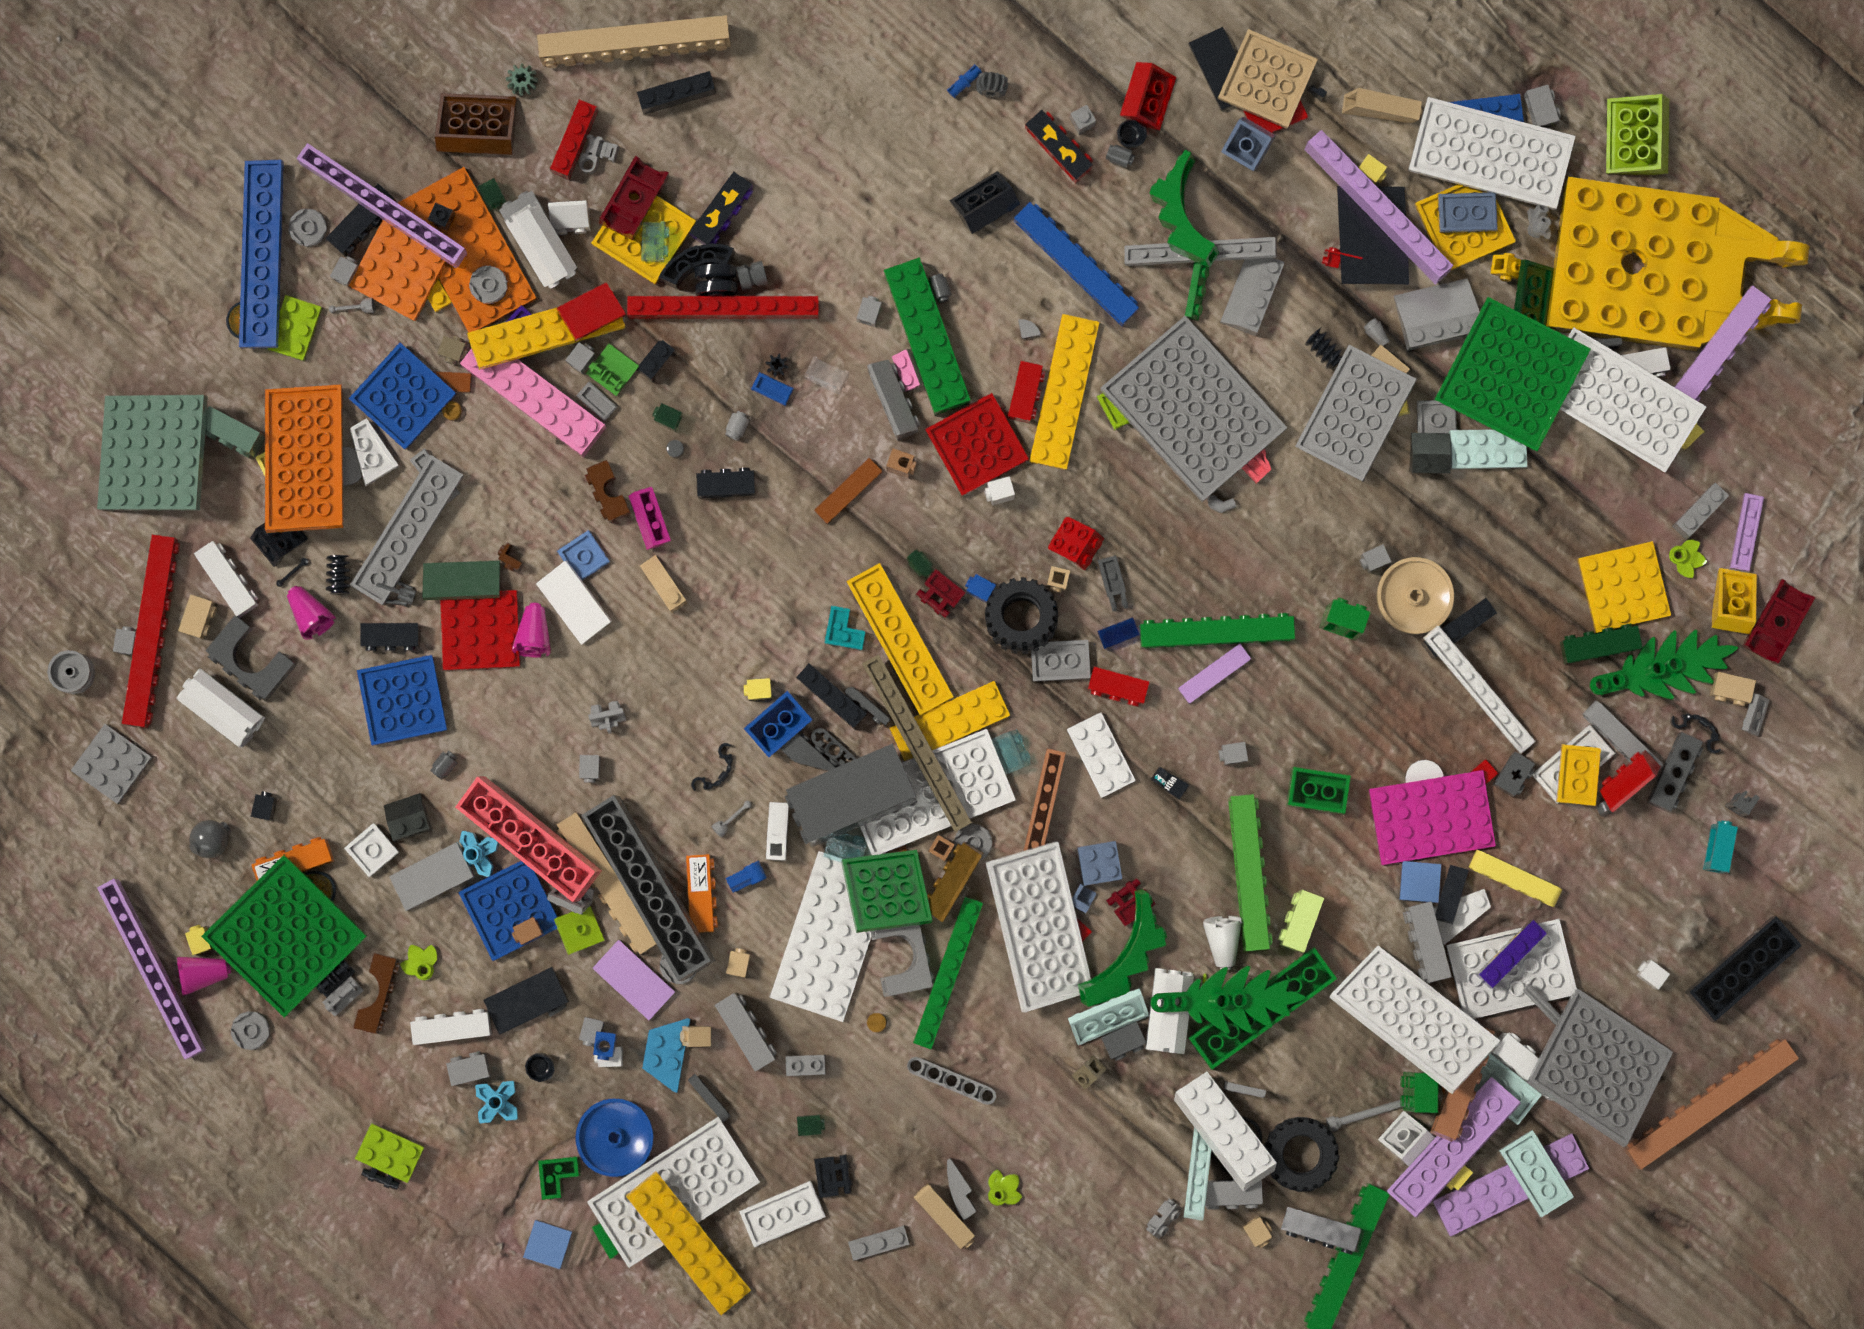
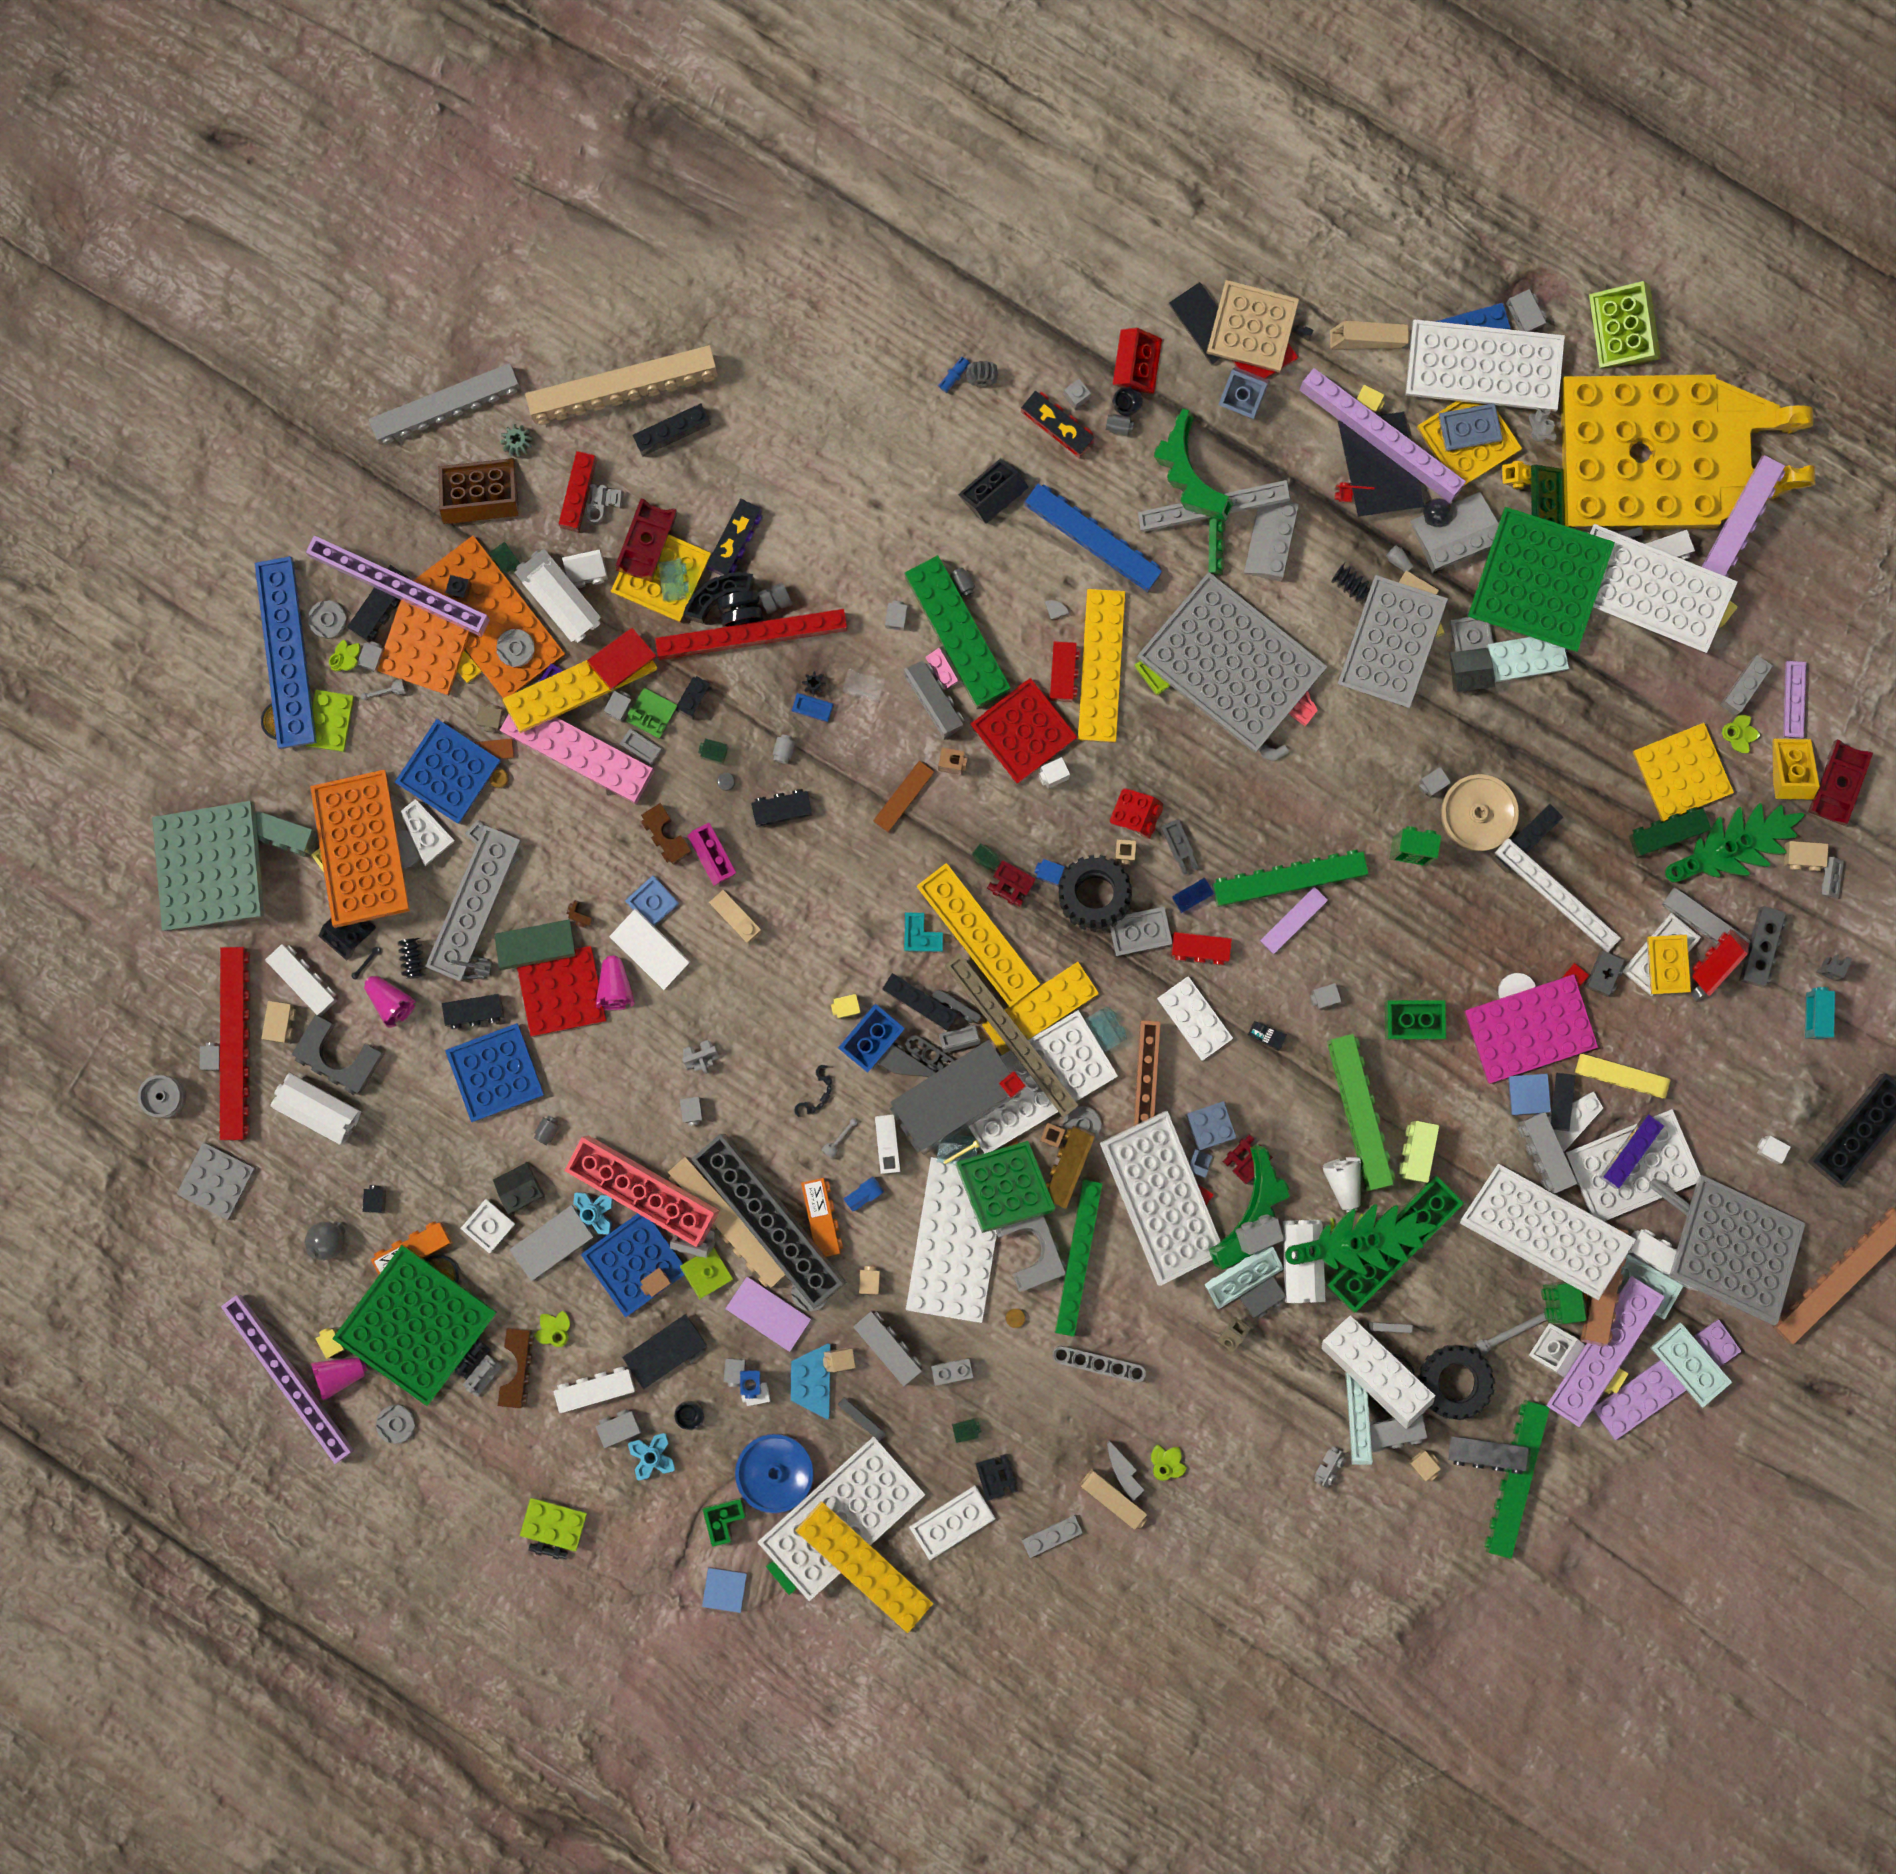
camera: 10 degrees left, 0 degrees up
(319, 267) = (344, 656): none -> lime plate
(456, 32) = (444, 404): none -> light grey brick
(864, 845) = (975, 1144): none -> light yellow piece
(865, 738) = (959, 1038): none -> light grey tile
(908, 791) = (1012, 1084): none -> red tile
(1129, 977) = (1259, 1234): none -> light grey brick
(1421, 291) = (1437, 512): none -> black hair
(1703, 721) = (1782, 892): black piece -> none

